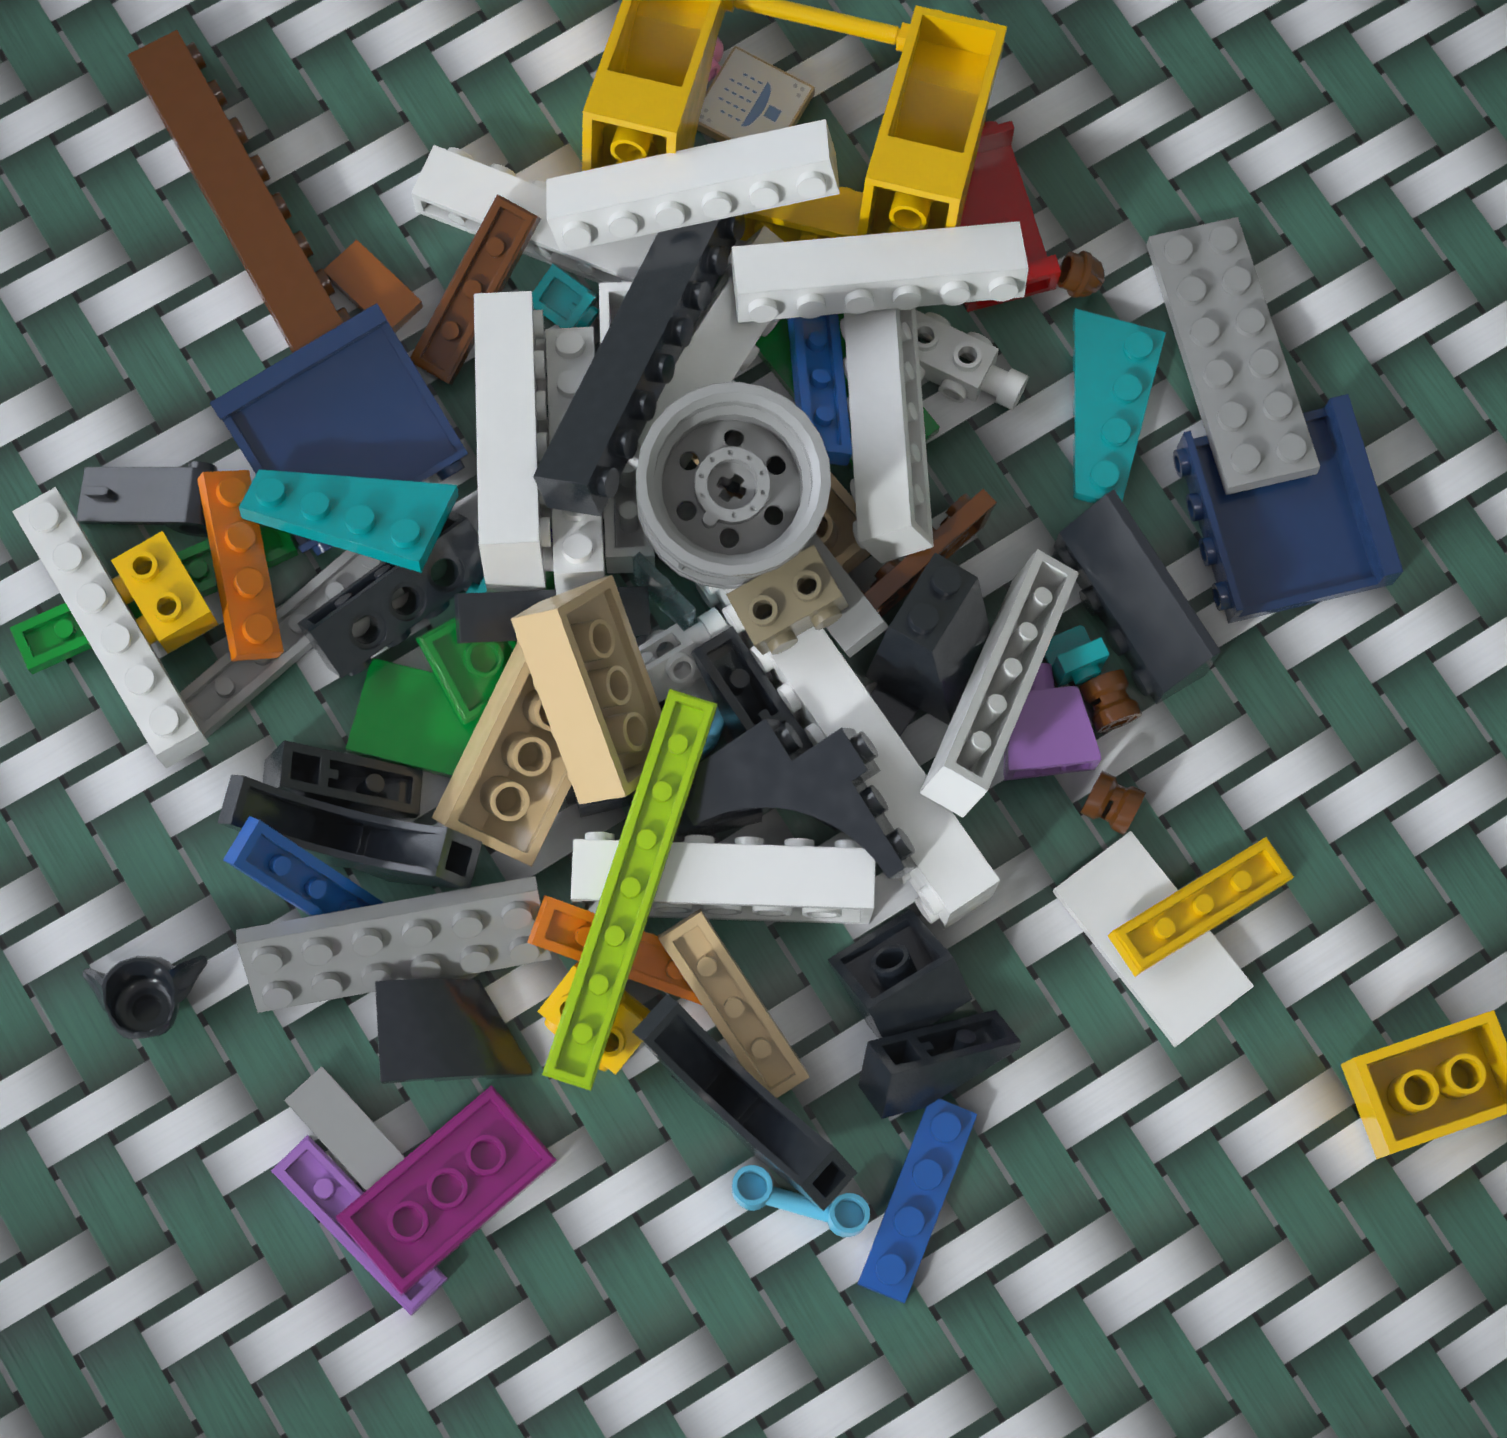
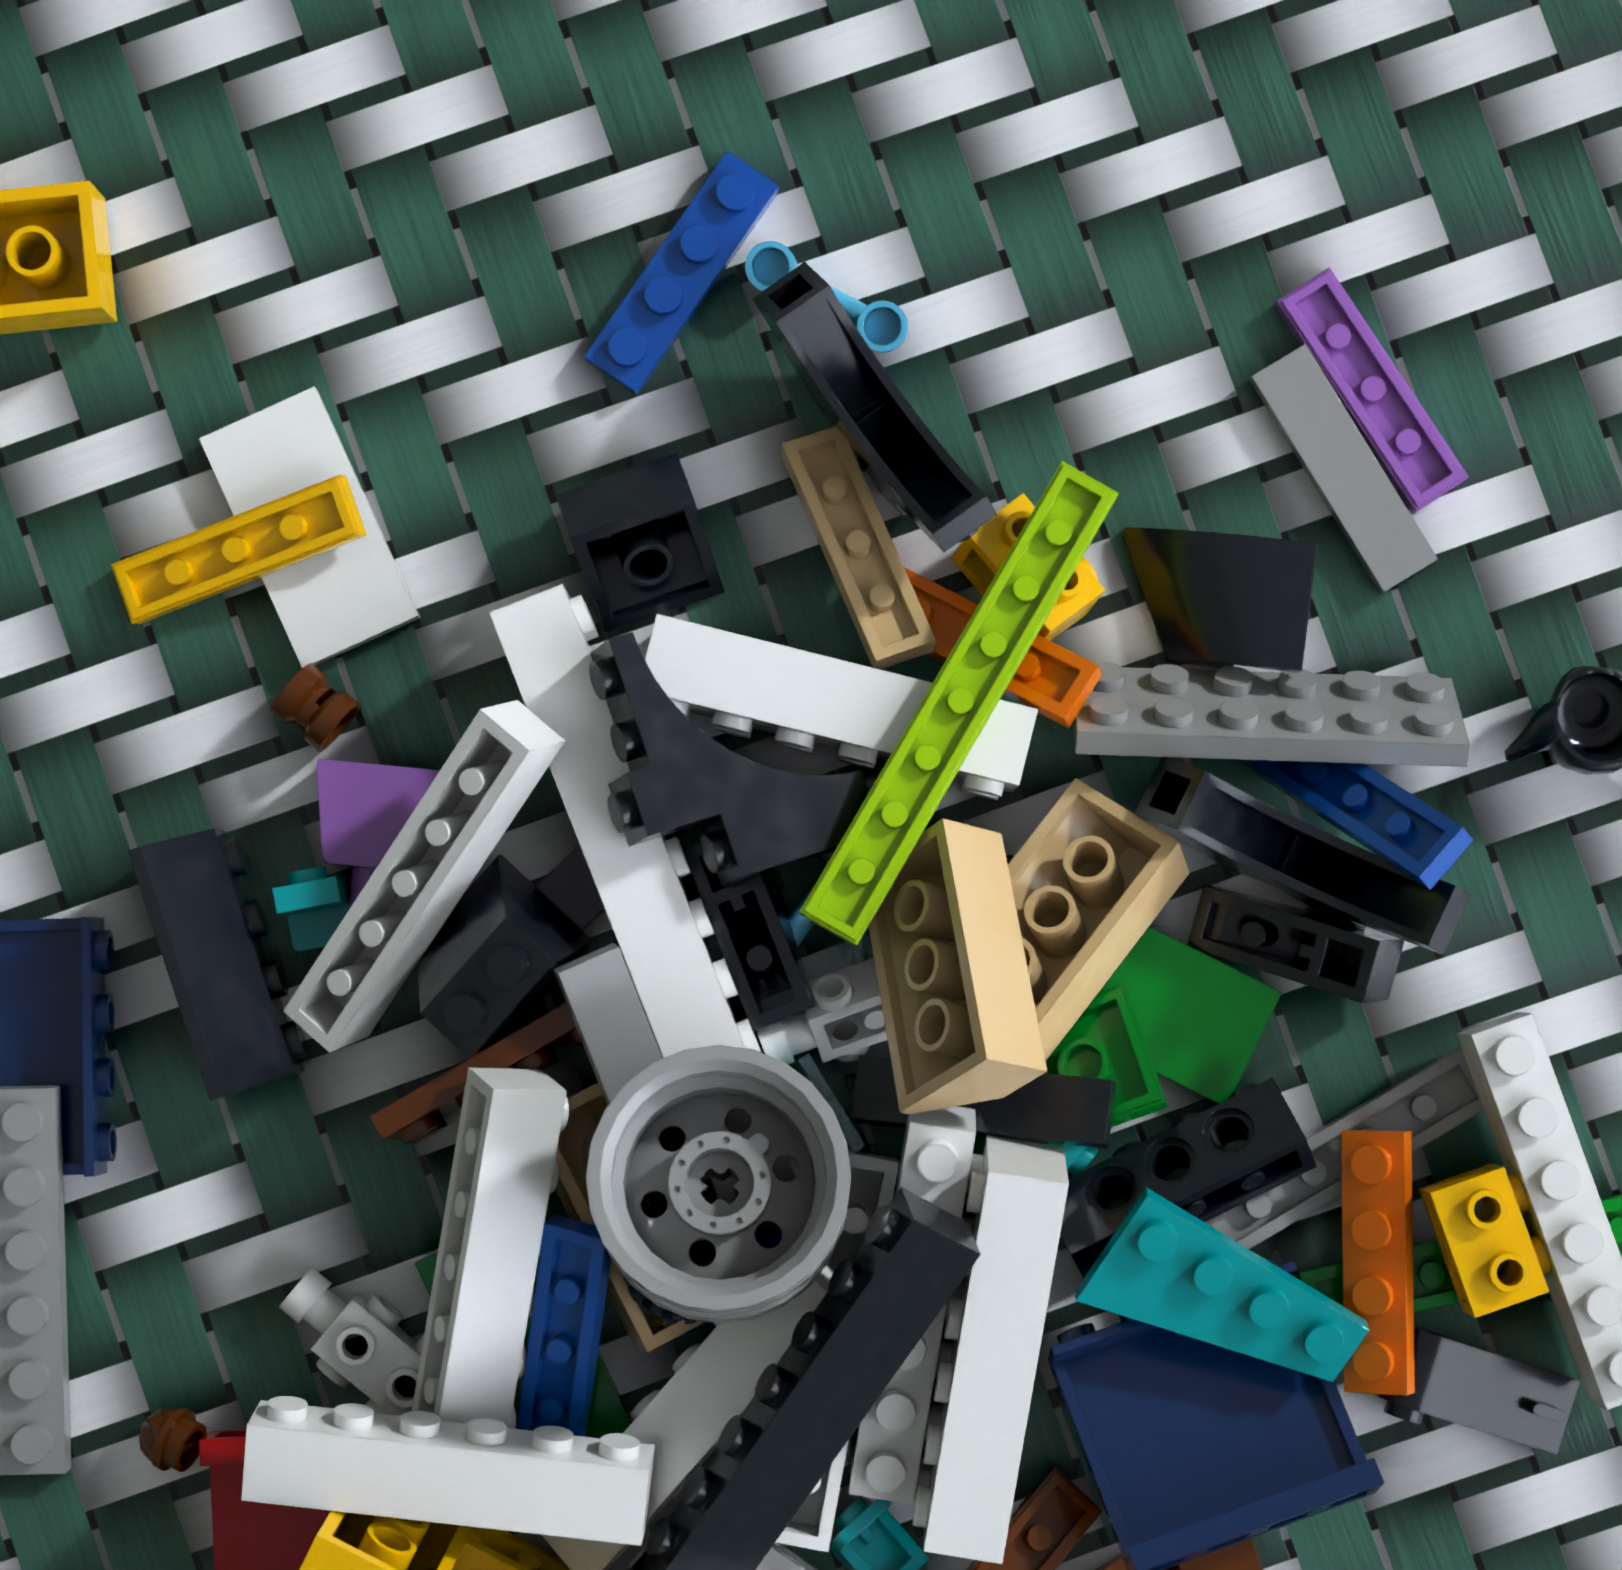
camera: 165 degrees left, 10 degrees up
(446, 1190) = (1258, 404): magenta tile -> none
(788, 600) = (675, 1018): dark tan brick -> none
(929, 1062) = (621, 429): black slope -> none
(1110, 701) = (284, 839): reddish brown wheel -> none
(1111, 393) = (173, 1265): teal wing -> none

